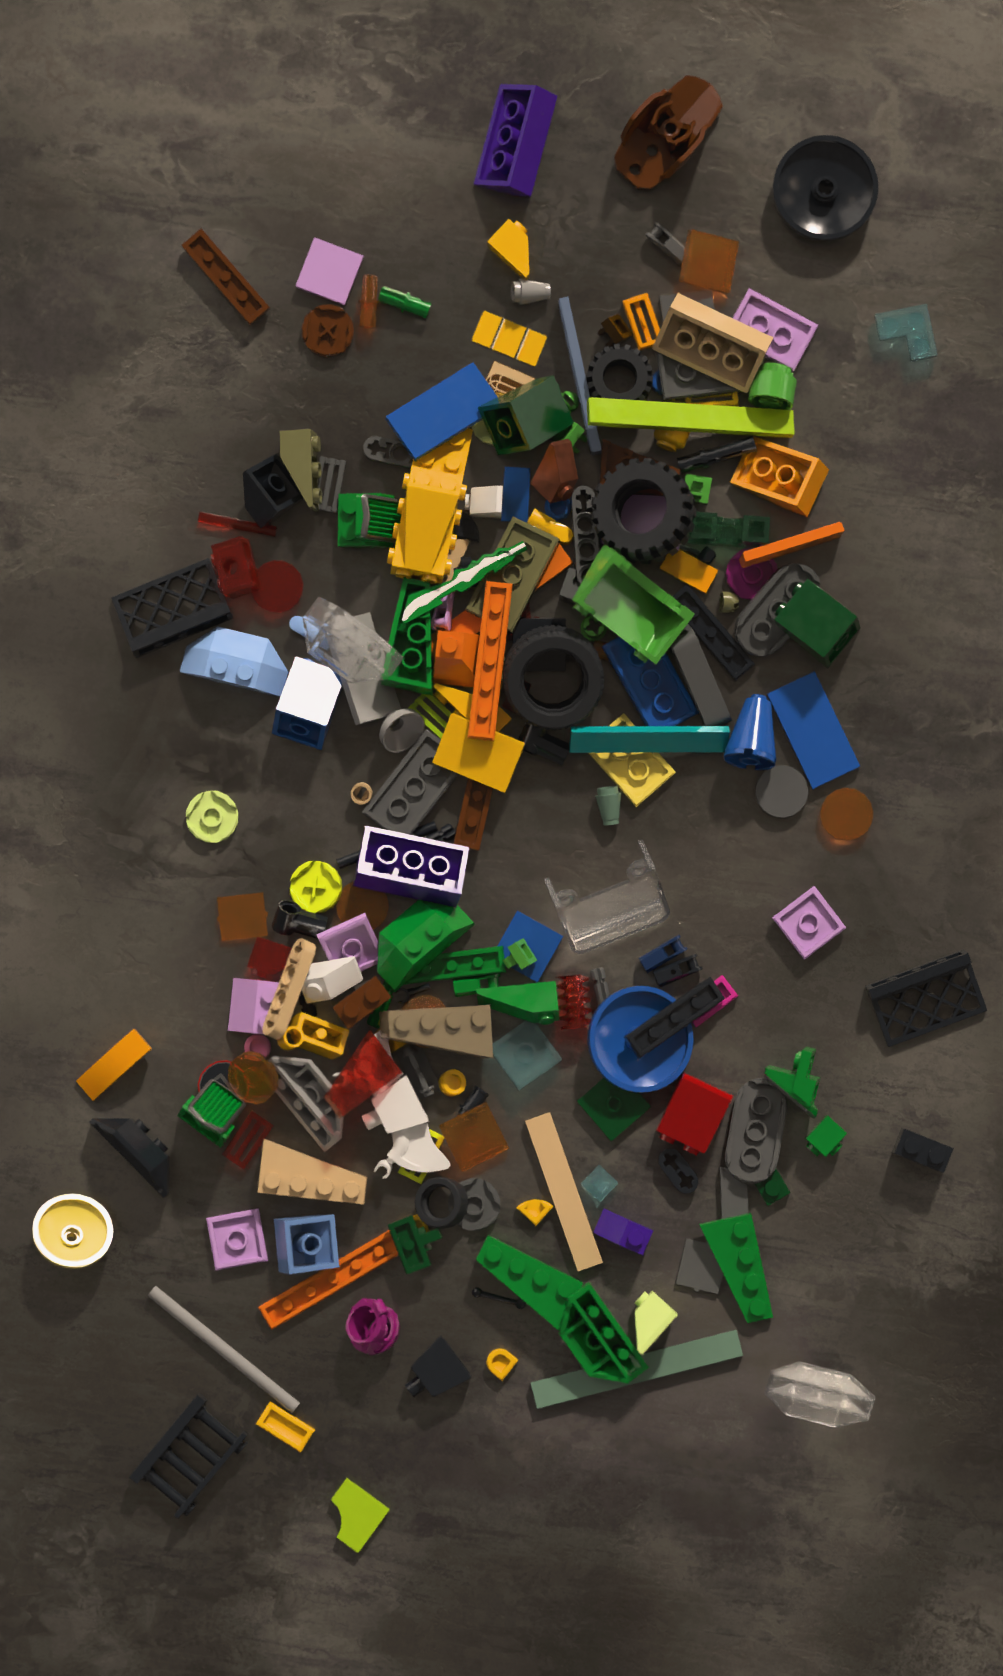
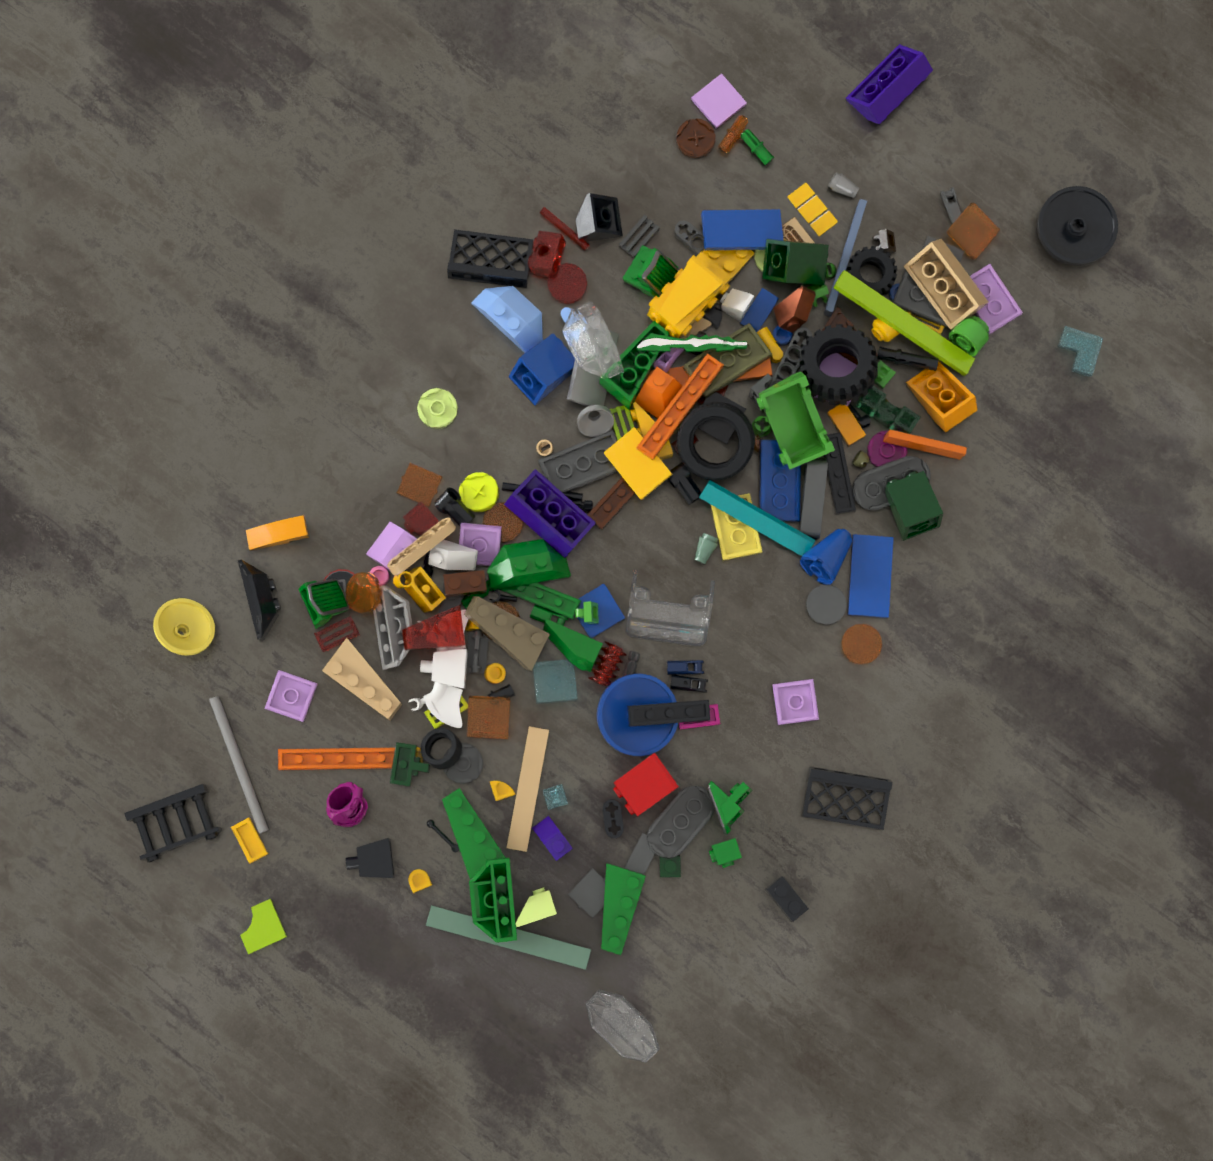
camera: 25 degrees right, 5 degrees down
(225, 276) = (648, 66): reddish brown plate -> none
(299, 455) = (631, 206): olive slope -> none
(306, 1243) = (335, 724): medium blue slope -> none
(511, 246) = (847, 150): yellow slope -> none
(612, 1107) = (593, 751): dark green plate -> none
(626, 303) = (917, 234): light orange tile -> none
(672, 125) = (996, 129): reddish brown piece -> none

